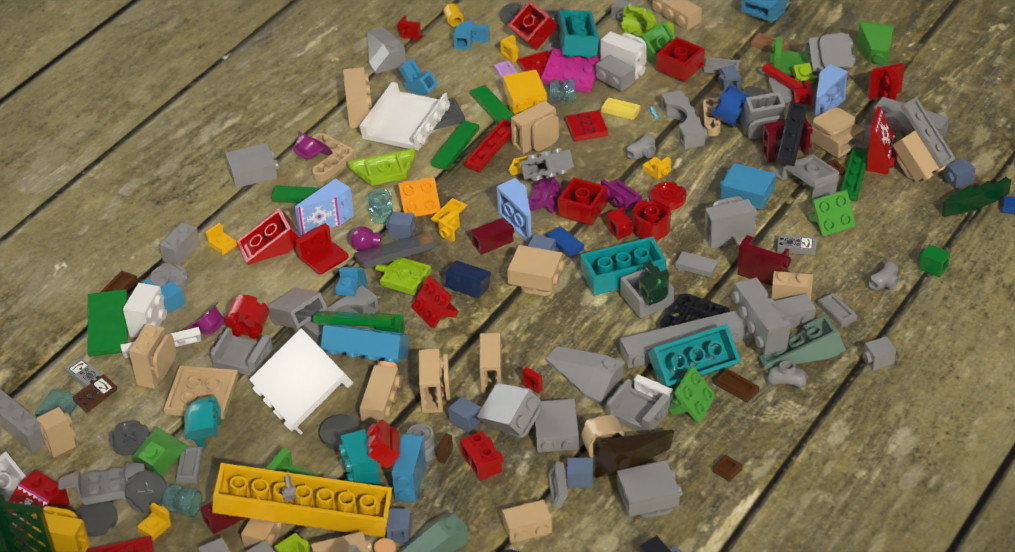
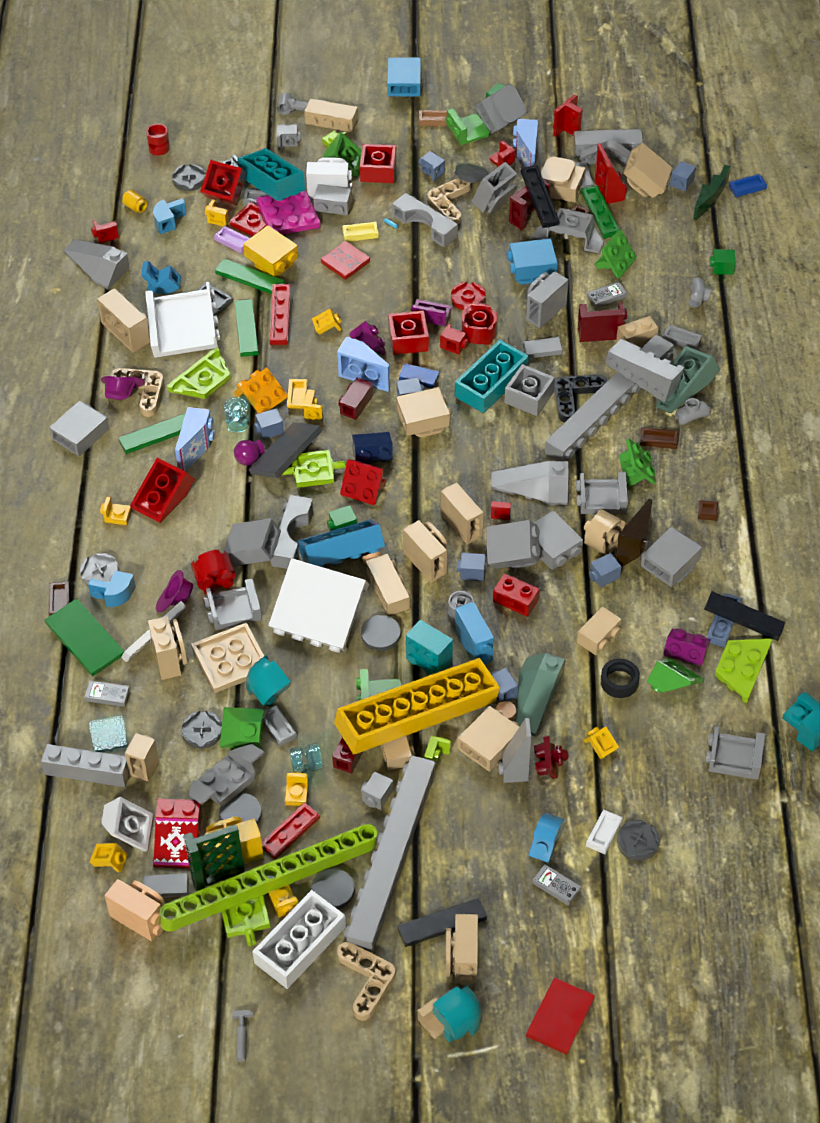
camera: 35 degrees left, 10 degrees up
(94, 393) = (134, 706): reddish brown tile -> none
(143, 308) = (118, 610): white brick -> none
(145, 489) = (272, 766): dark grey tile -> none
(179, 244) = (84, 533): light grey brick -> none
(289, 492) = (413, 703): light grey hand -> none
(319, 250) = (219, 481): red bracket -> none
(350, 280) = (277, 496): dark azure brick -> none
(351, 318) = (316, 528): green tile -> none
(383, 443) = (449, 623): red brick -> none
(444, 448) = (481, 603): reddish brown tile -> none
(535, 128) = (311, 282): tan brick -> none
(547, 164) = (354, 312): light grey brick -> none
(558, 485) = (597, 588): light grey tile -> none
(562, 90) = (301, 234): clear light blue wheel -> none
(637, 20) = (310, 140): lime hair -> none
(643, 148) = (412, 261): light grey piece -> none
(651, 388) = (602, 471): white plate -> none
(654, 284) = (543, 380): clear green brick -> none
(657, 167) = (438, 274): yellow bracket -> none
(706, 351) = (622, 420): teal brick -> none
(714, 65) = (411, 155): light grey tile -> none
(730, 105) = (461, 190): blue brick -> none
(776, 86) = (479, 157): light grey tile -> none
(782, 77) = (476, 146): red axle -> none
(804, 72) = (490, 136): lime bracket -> none
(875, 41) = (528, 81): bright green slope -> none
(879, 353) = (745, 360): light grey brick -> none
(928, 132) = (648, 150): light grey tile -> none

